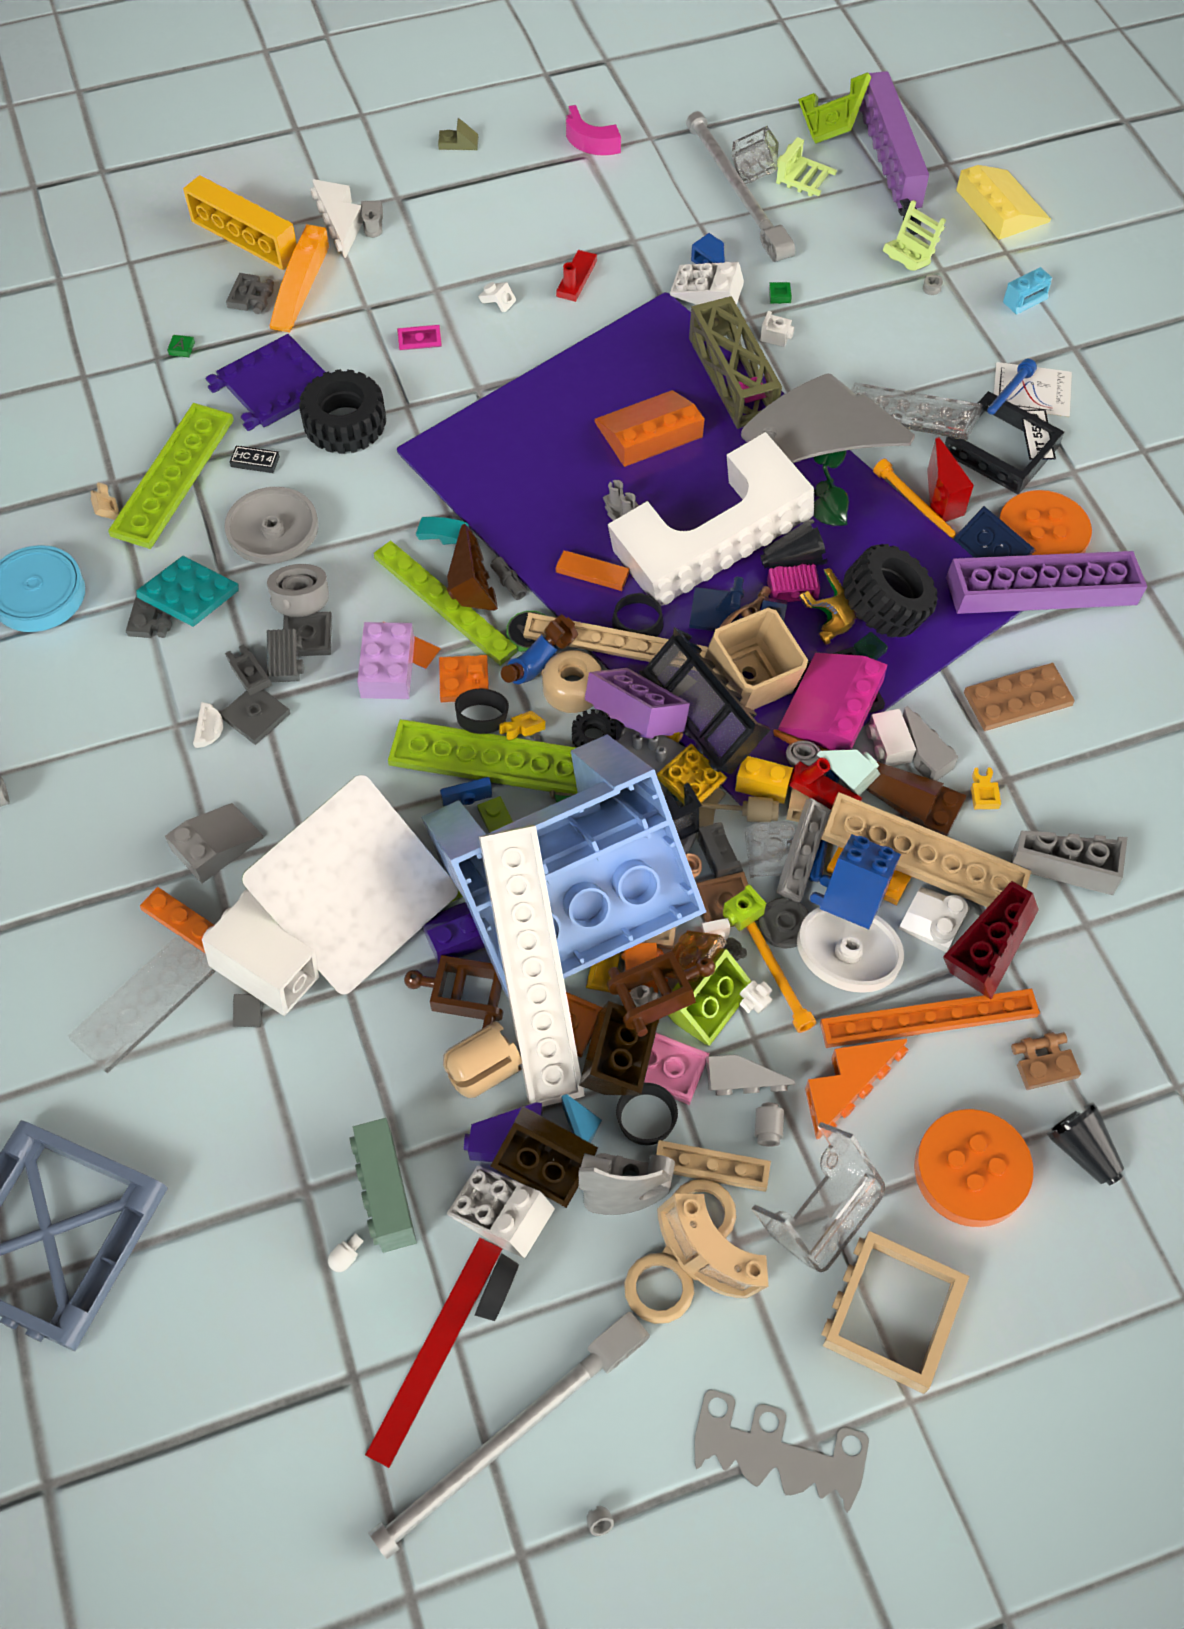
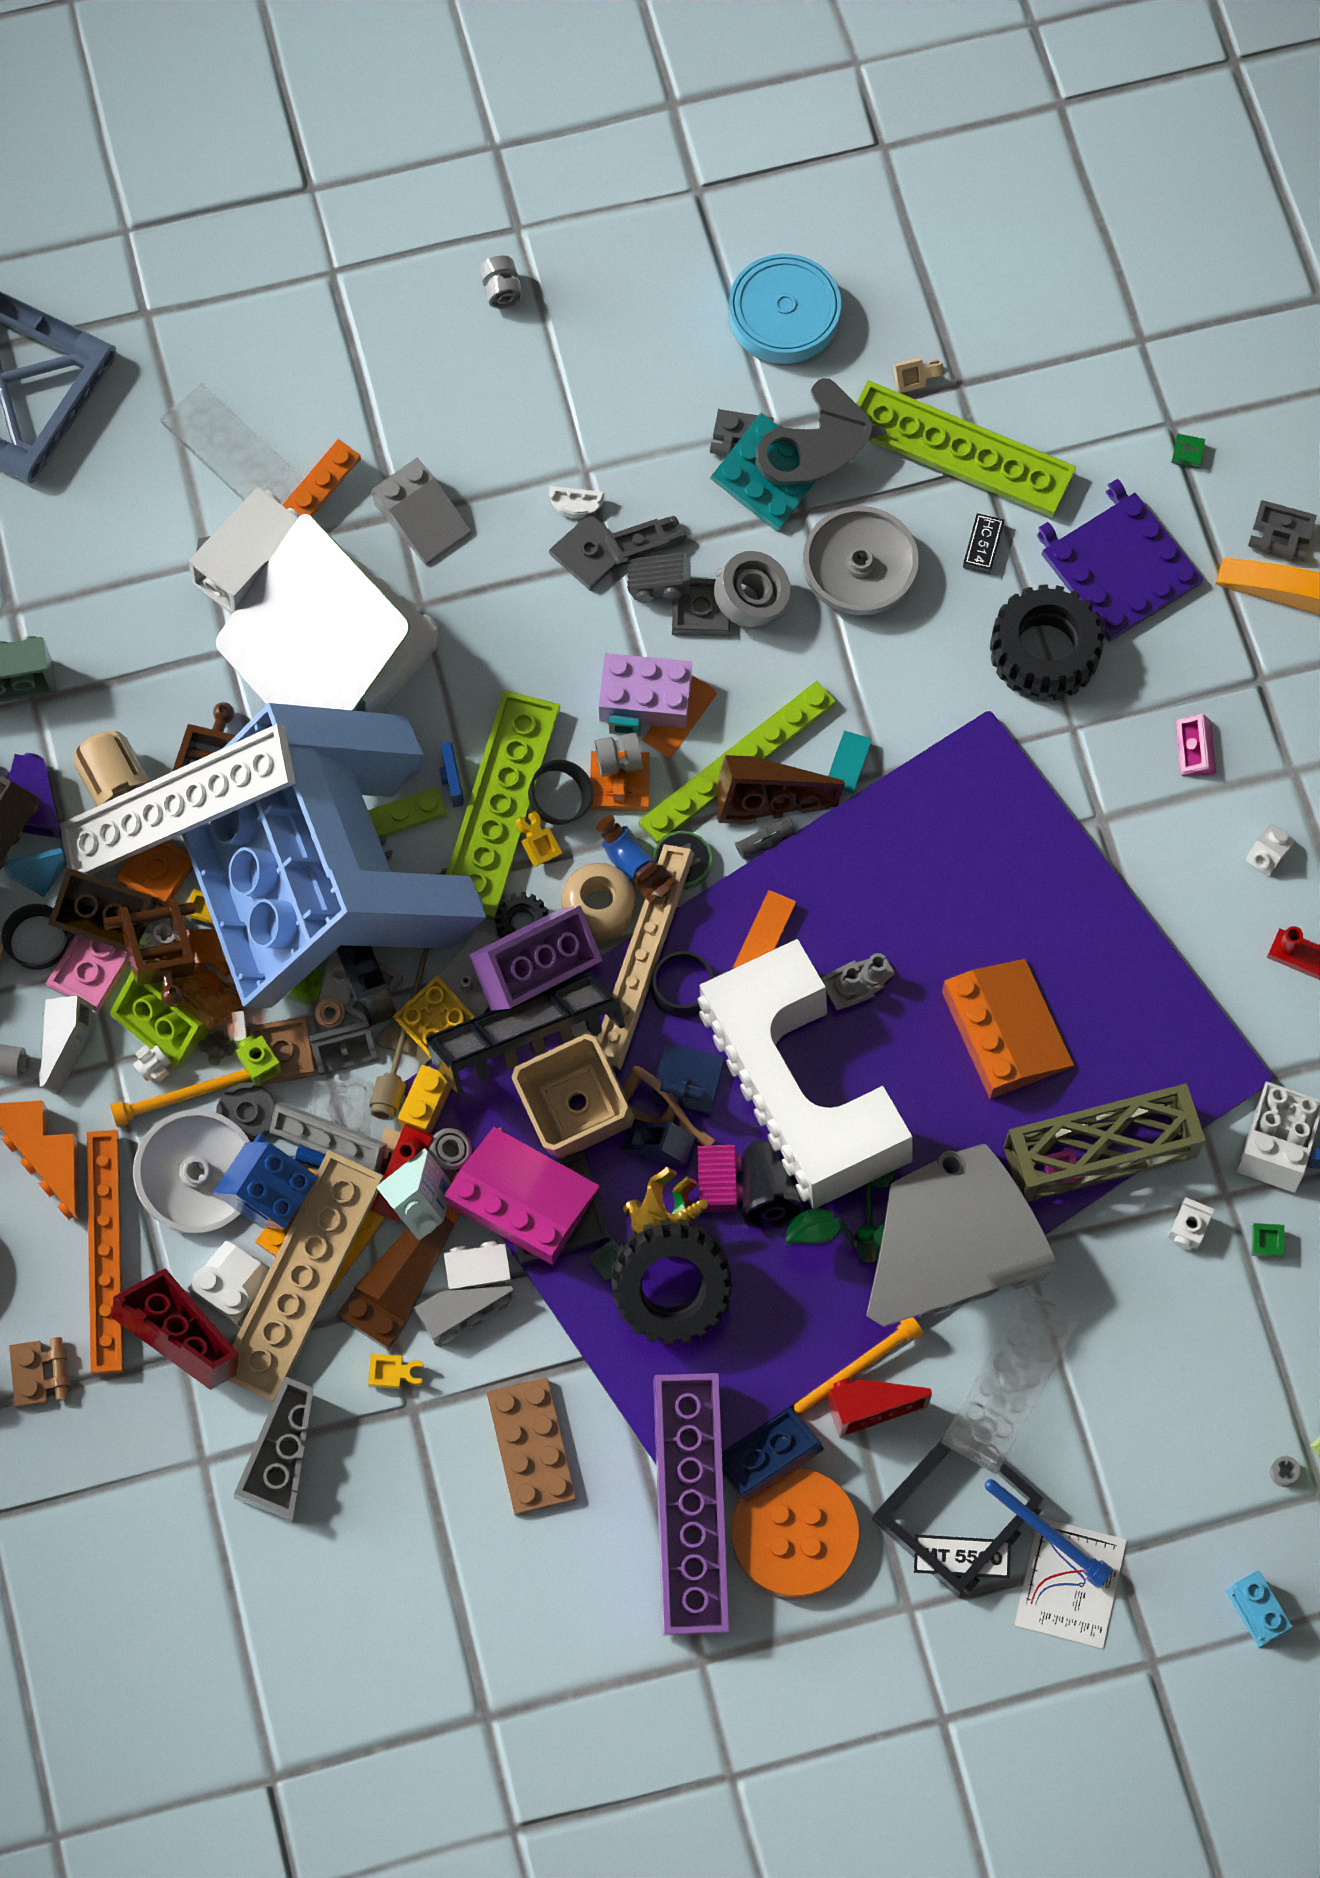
camera: 95 degrees right, 10 degrees up
(172, 547) = (823, 450): none -> dark grey animal
(420, 666) = (624, 725): none -> teal slope
(449, 665) = (608, 758): none -> light grey wheel

